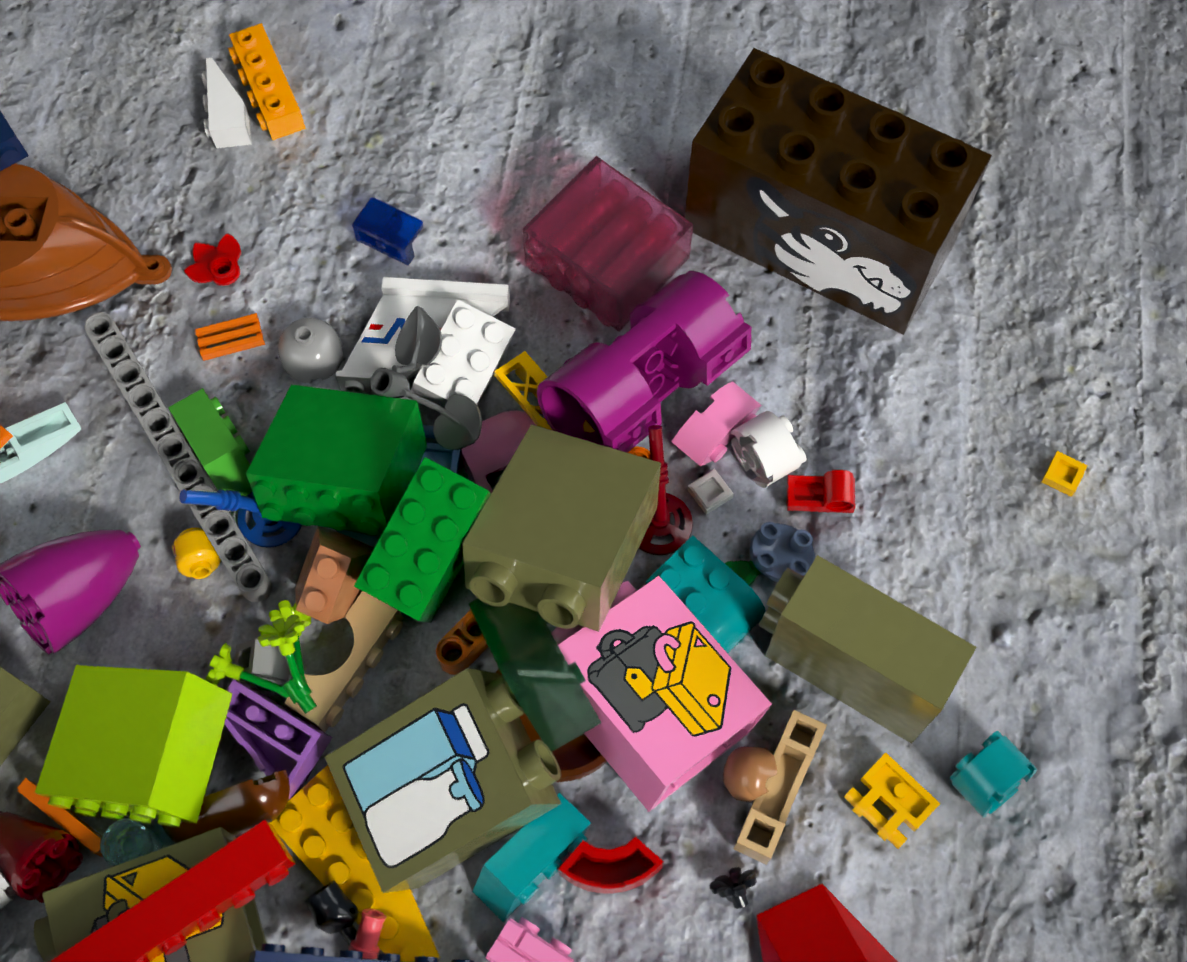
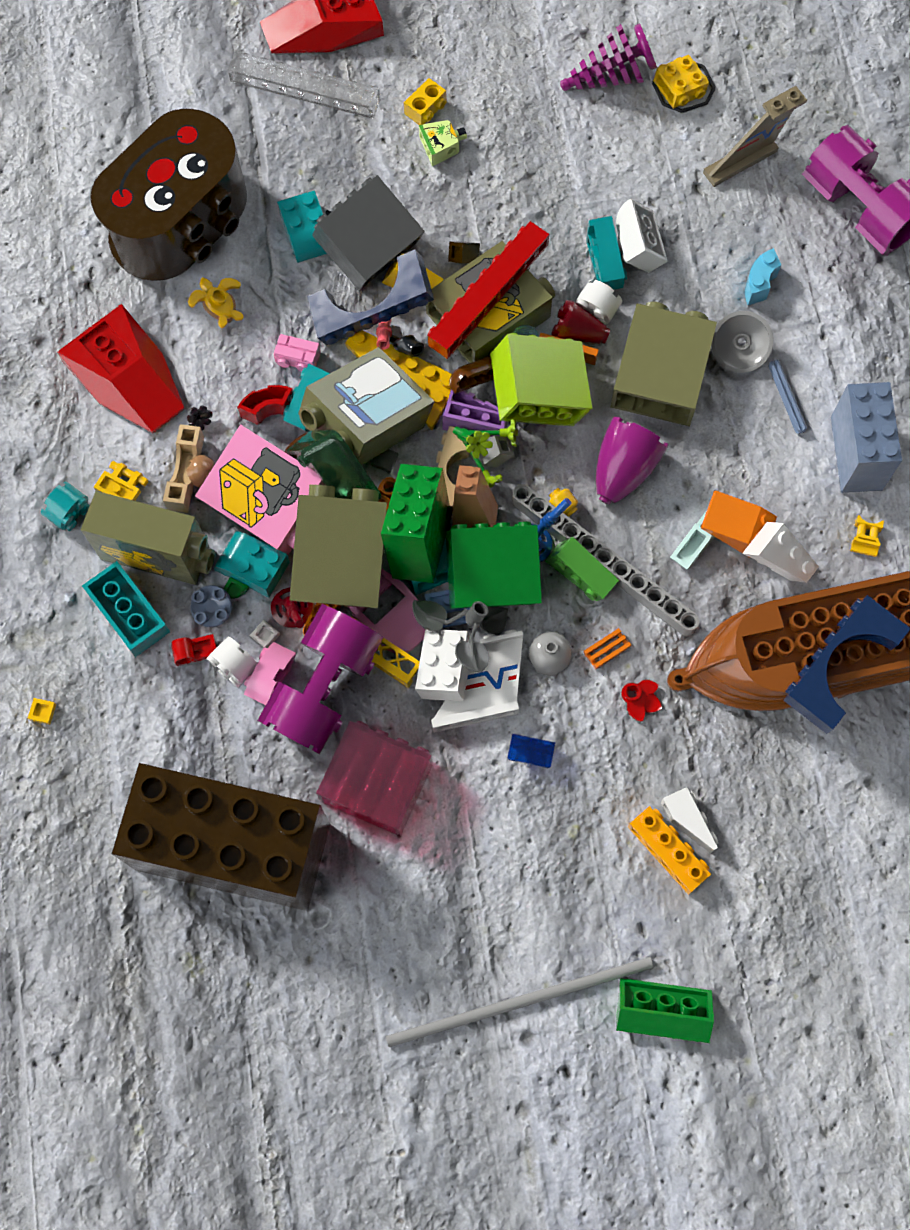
camera: 165 degrees right, 5 degrees up
(915, 566) = (126, 609): none -> teal brick

